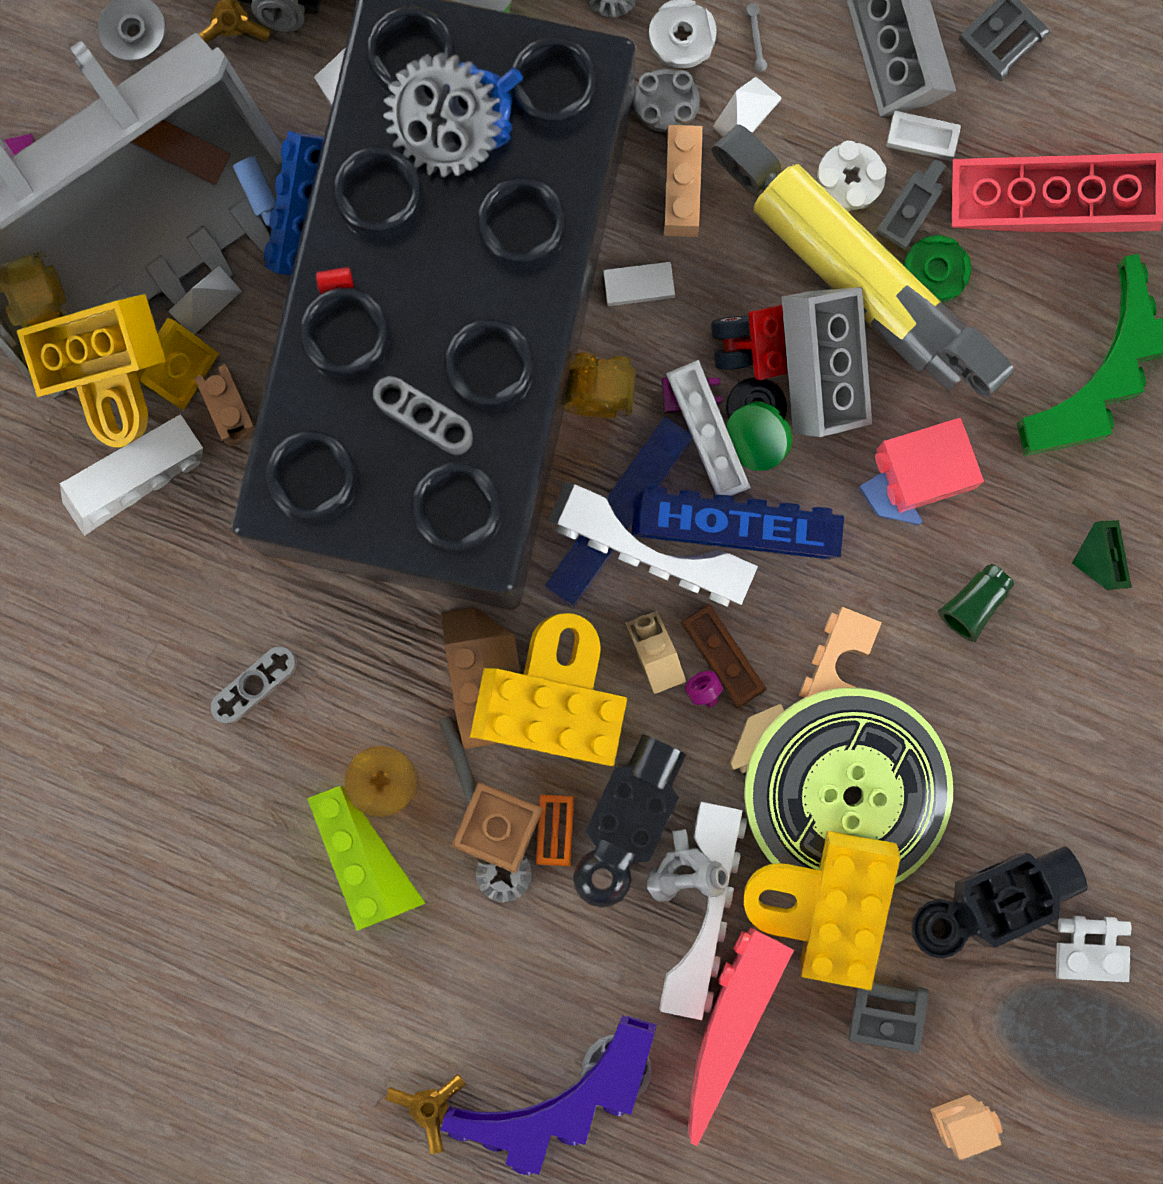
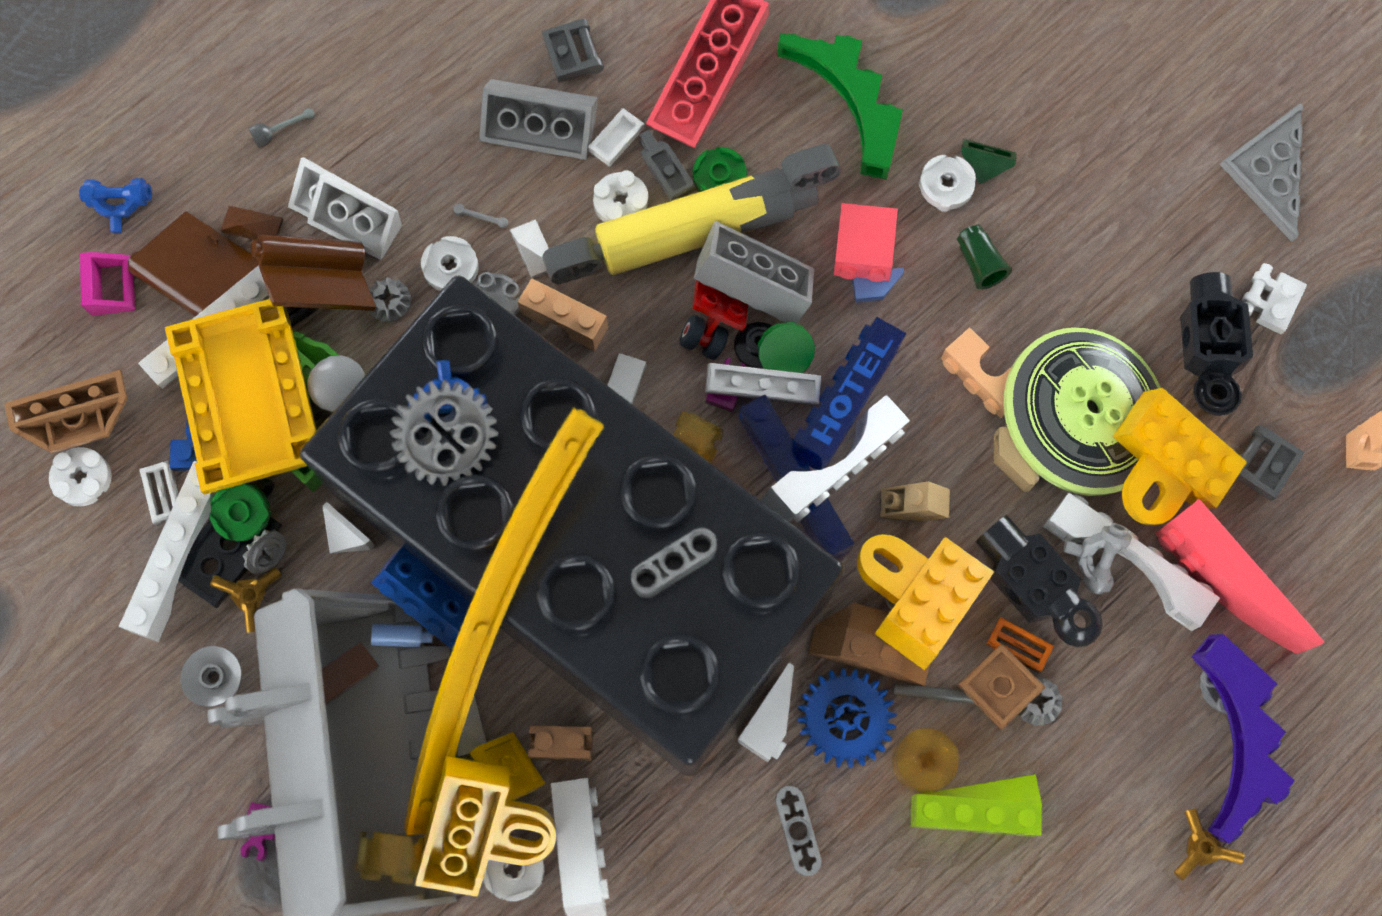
camera: 70 degrees left, 10 degrees down
(65, 421) = (511, 888): none -> white plate
(304, 253) = (490, 606): none -> yellow piece
(334, 279) = (528, 583): red hinge -> none
(346, 605) = (769, 724): none -> white slope
(367, 659) = (874, 707): none -> blue gear
(704, 688) = (959, 479): magenta tile -> none
(723, 655) = (939, 456): reddish brown tile -> none
(1070, 517) = (949, 168): none -> white plate

